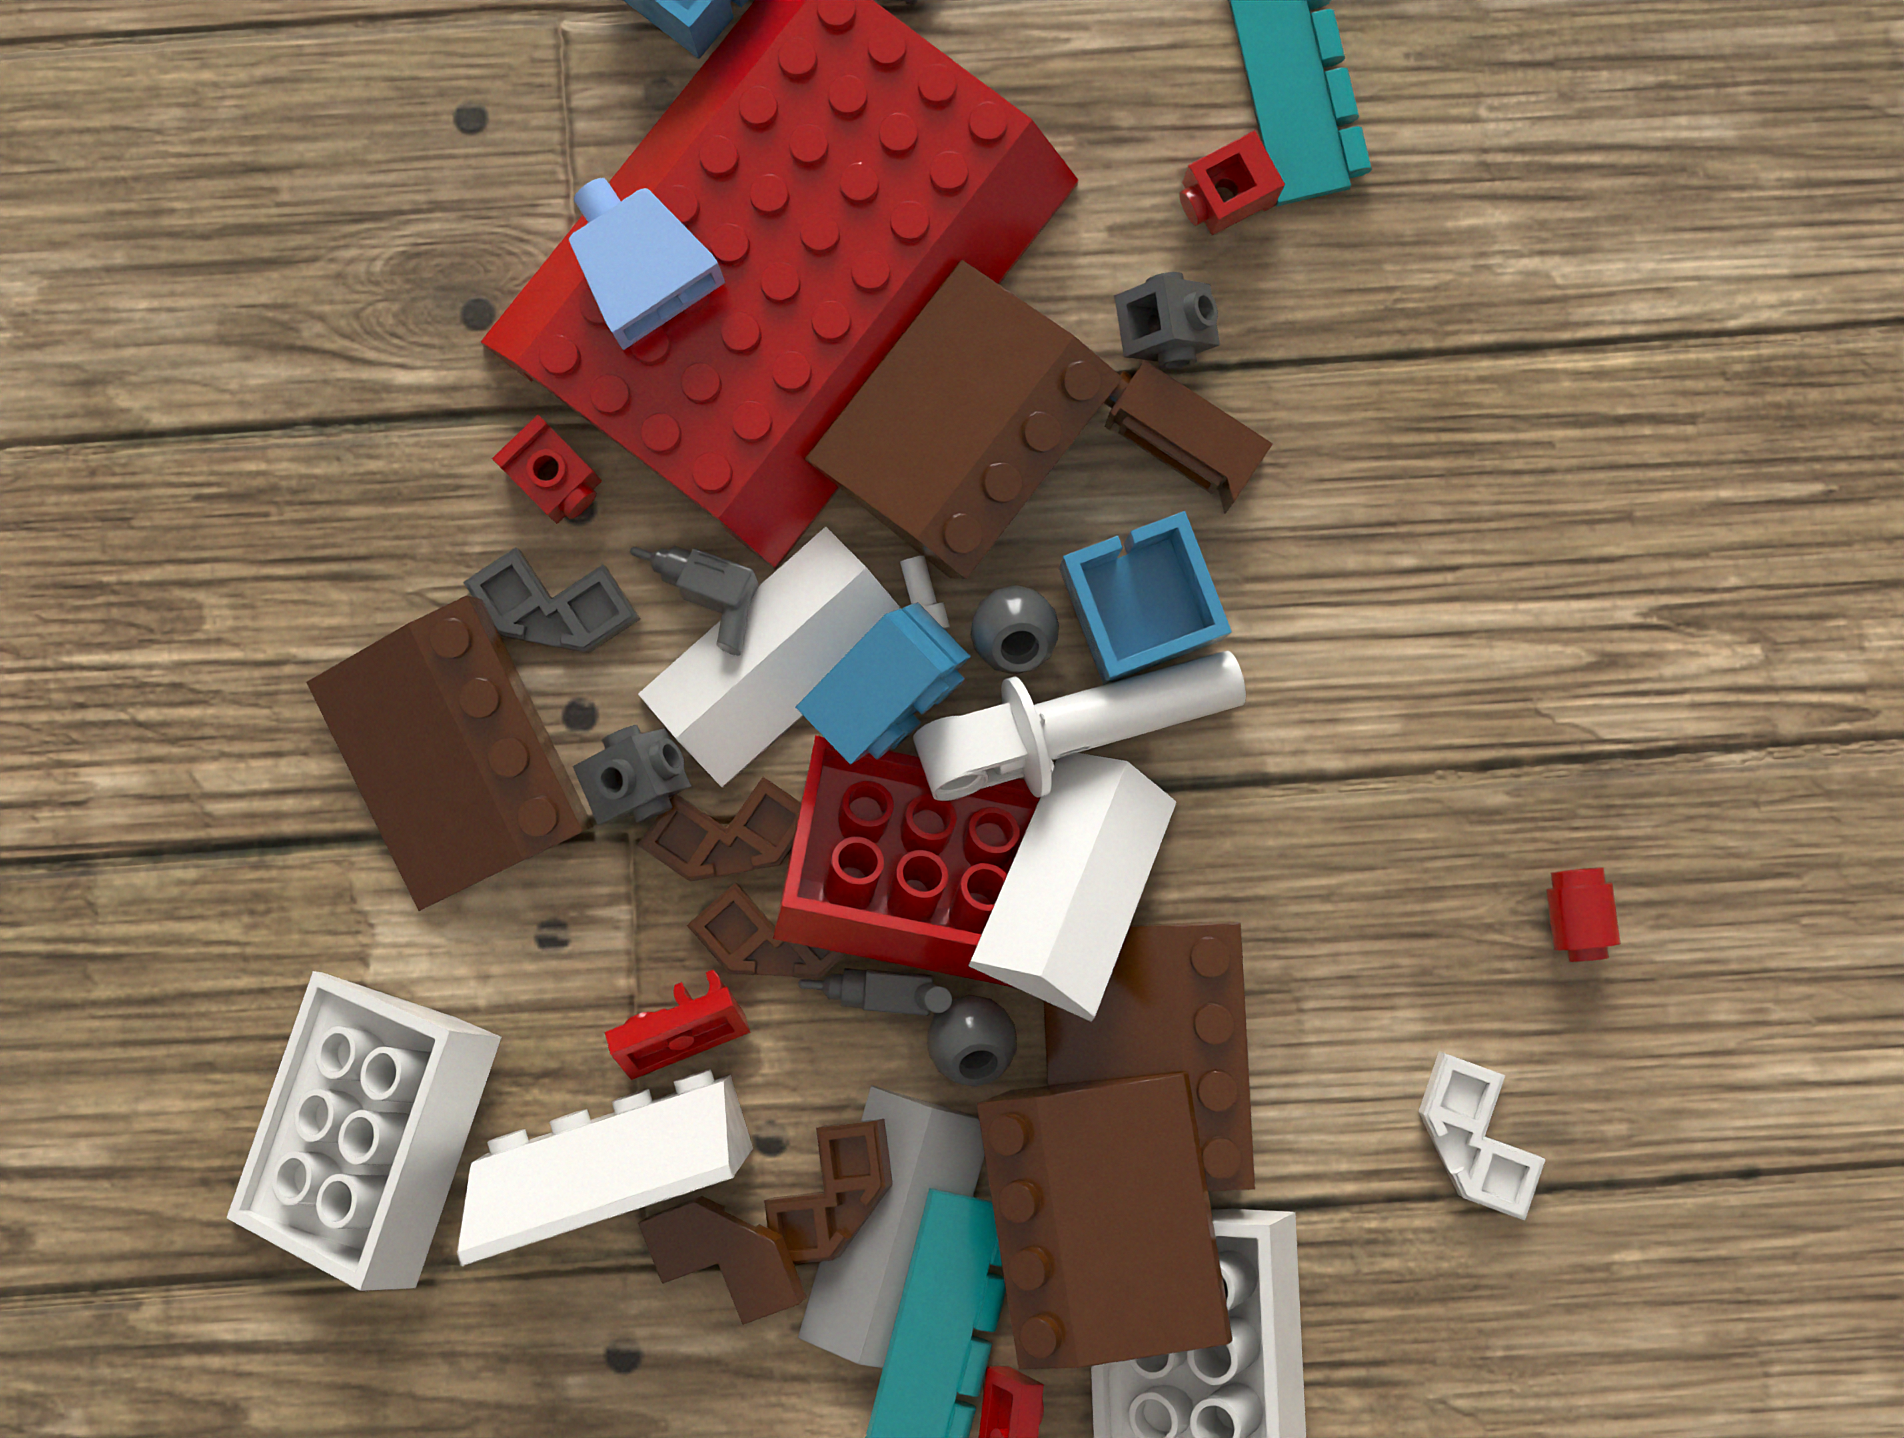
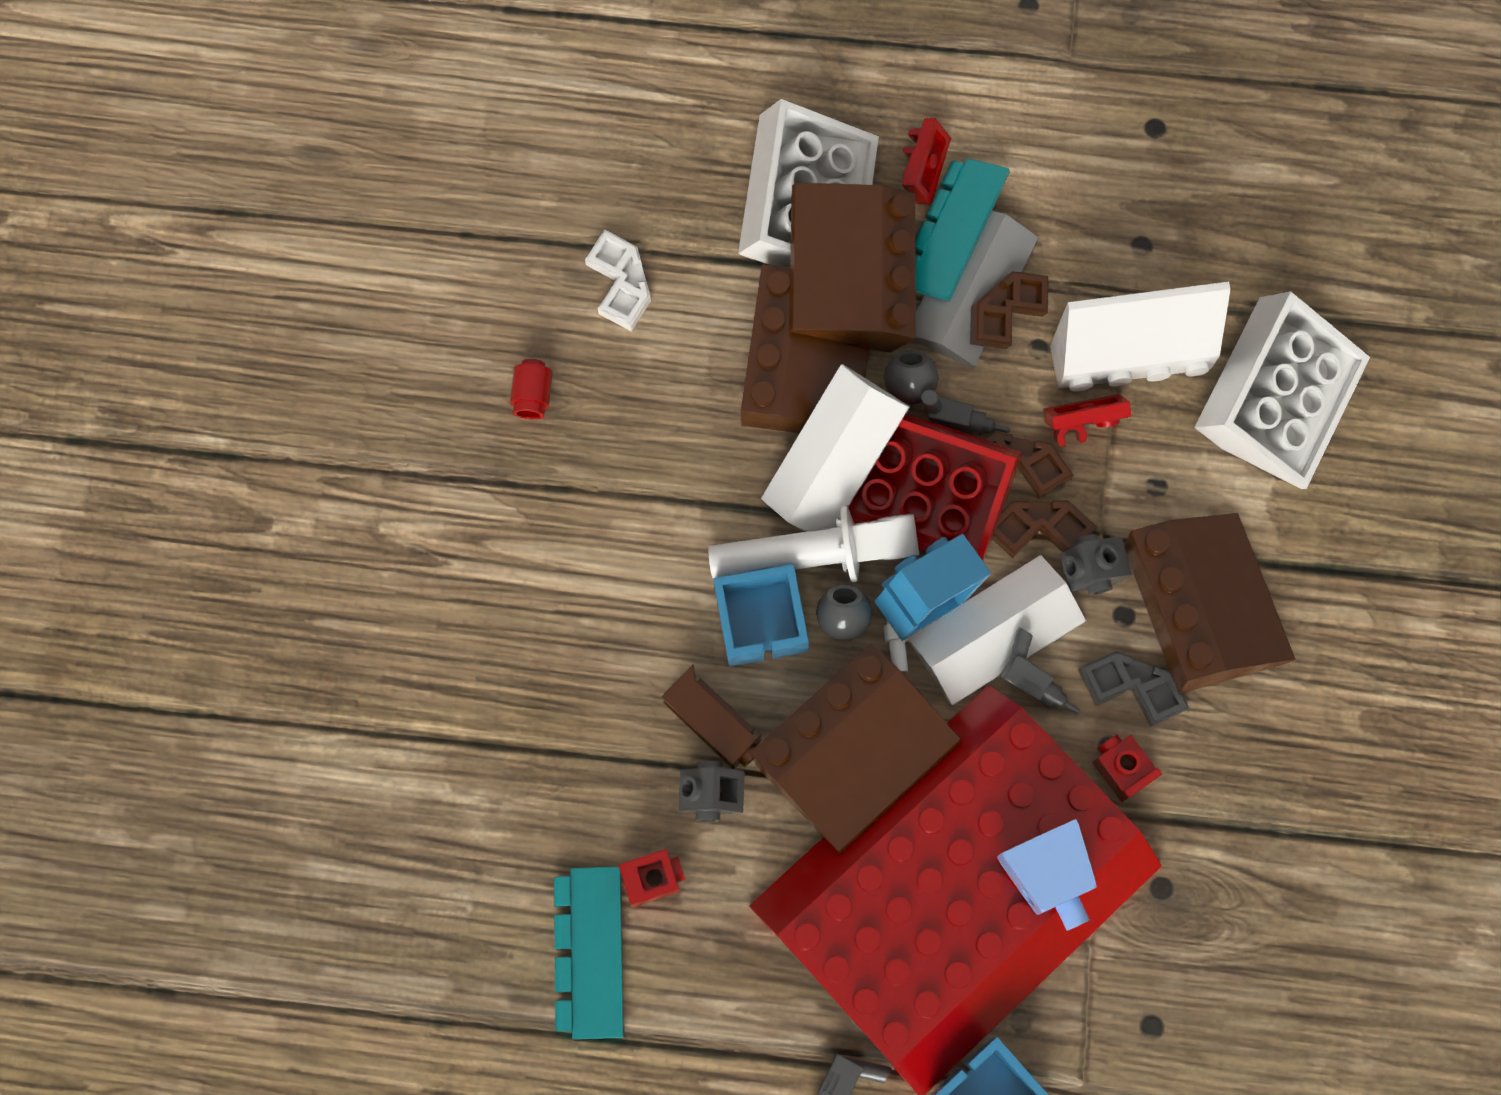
camera: 165 degrees left, 10 degrees down
(750, 1257) = (1060, 279): reddish brown tile -> none

